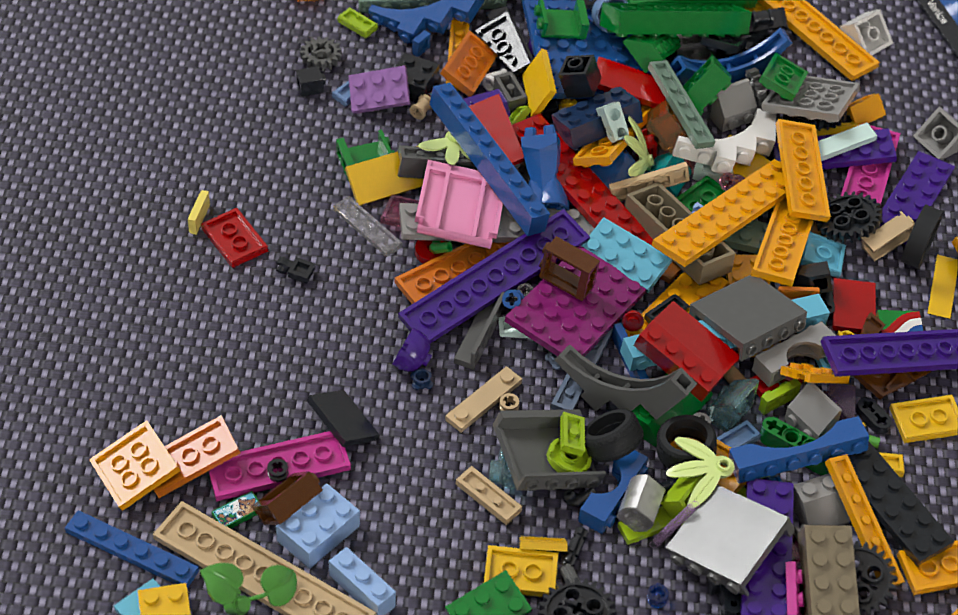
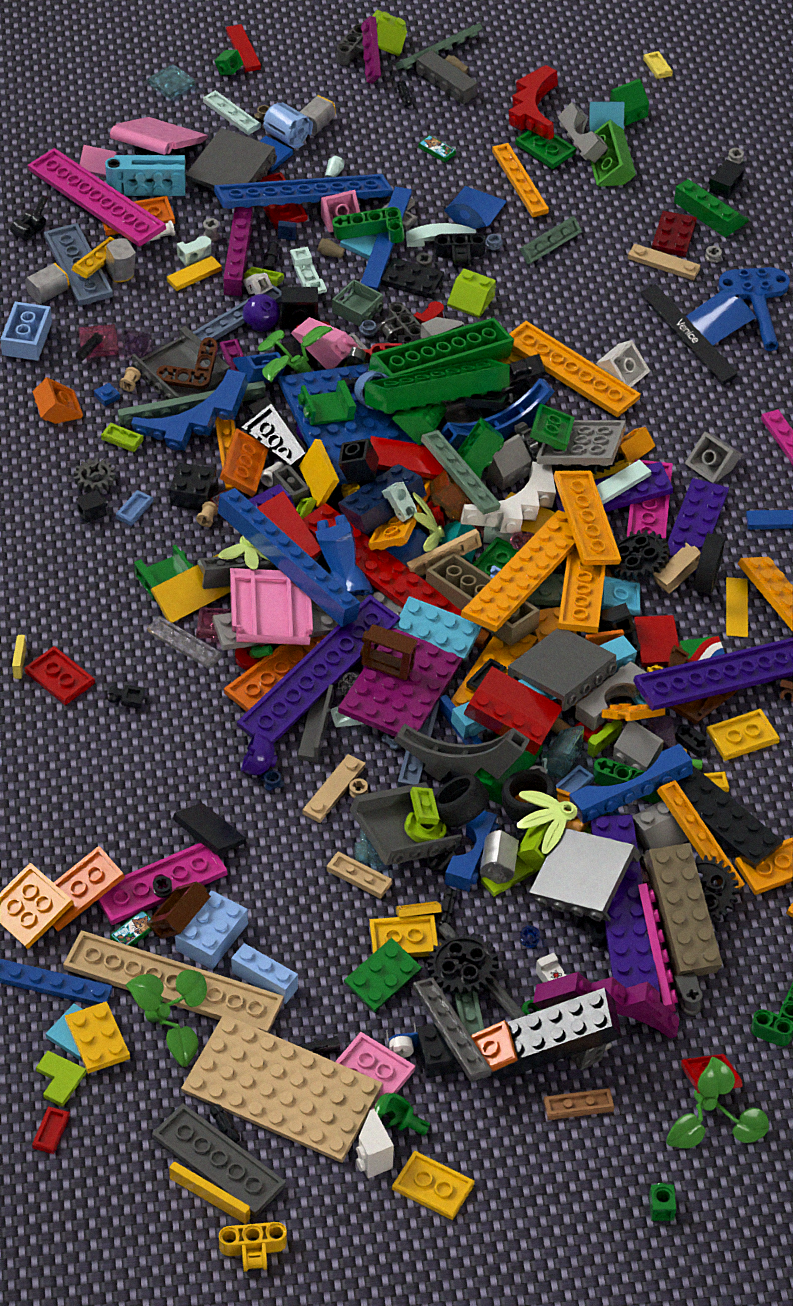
camera: 10 degrees left, 0 degrees up
(379, 89) = (163, 504): medium lavender plate -> none
(421, 43) = (190, 448): blue plate -> none
(509, 293) = (338, 695): blue bush -> none
(633, 321) = (457, 691): red plate -> none
(675, 524) = (535, 872): lavender piece -> none

